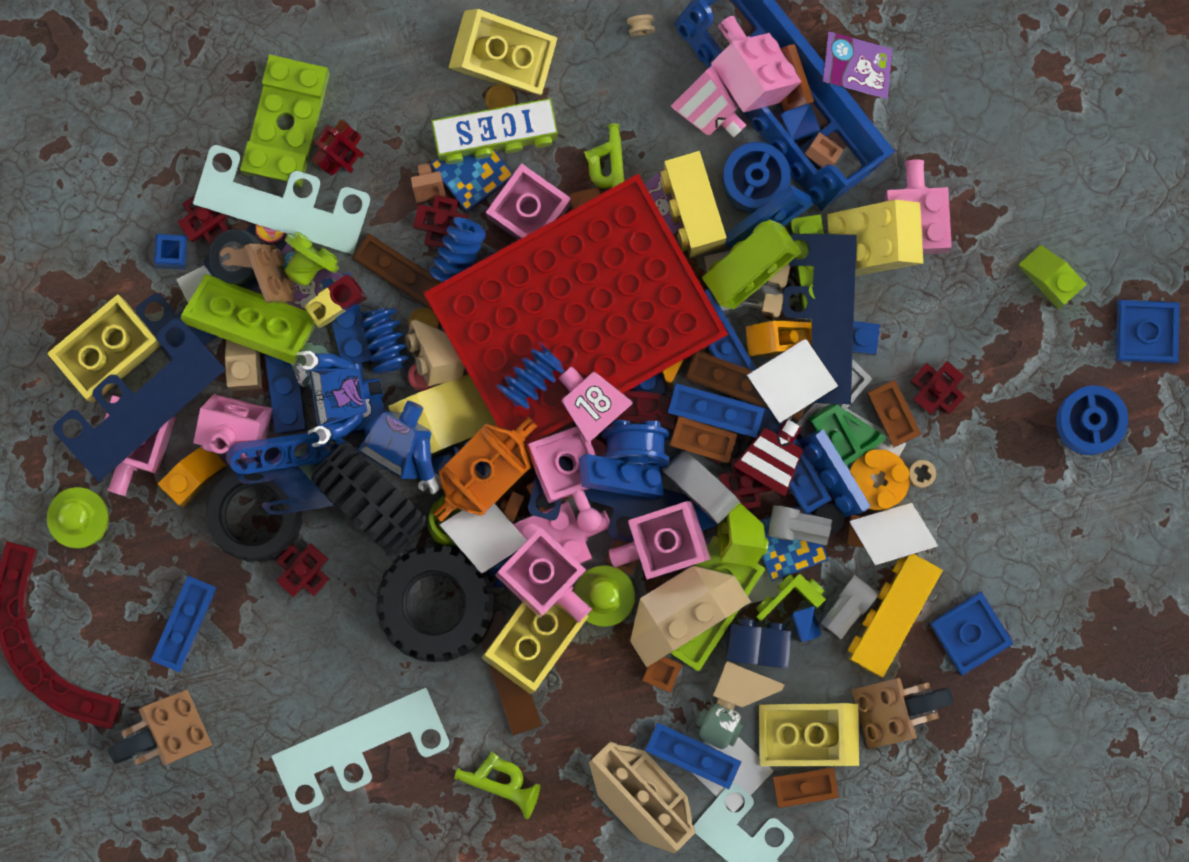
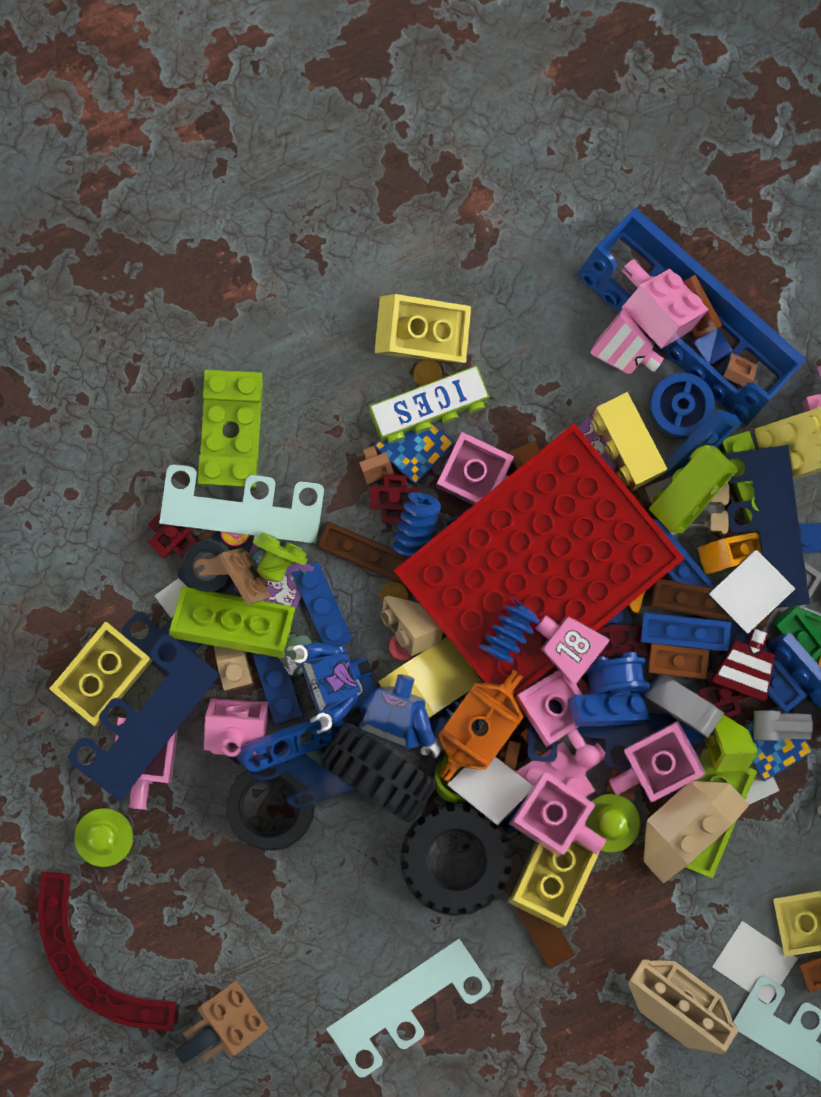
camera: 15 degrees left, 0 degrees up
(170, 251) = (145, 571): blue slope -> none
(184, 624) = (222, 919): blue plate -> none
(191, 476) = (204, 779): light orange slope -> none
(302, 569) = (324, 849): dark red piece -> none
(335, 146) = (281, 451): dark red piece -> none
(335, 300) = (310, 591): leg -> none
(384, 340) = (362, 619): blue piece -> none
(524, 798) = (570, 1026): lime piece -> none
(613, 148) = (542, 400): lime piece -> none
(641, 25) = (547, 281): tan bush -> none
(663, 673) = (679, 887): dark orange plate -> none
(693, 756) = (721, 958): blue plate -> none
(719, 726) = (741, 926): sand green head -> none
(743, 687) = (756, 885): tan slope -> none
(758, 645) = (763, 844): dark blue brick -> none
(806, 624) = (803, 816): blue slope -> none
(809, 590) = (802, 784): lime bracket -> none
(857, 65) = (756, 284): sticker -> none

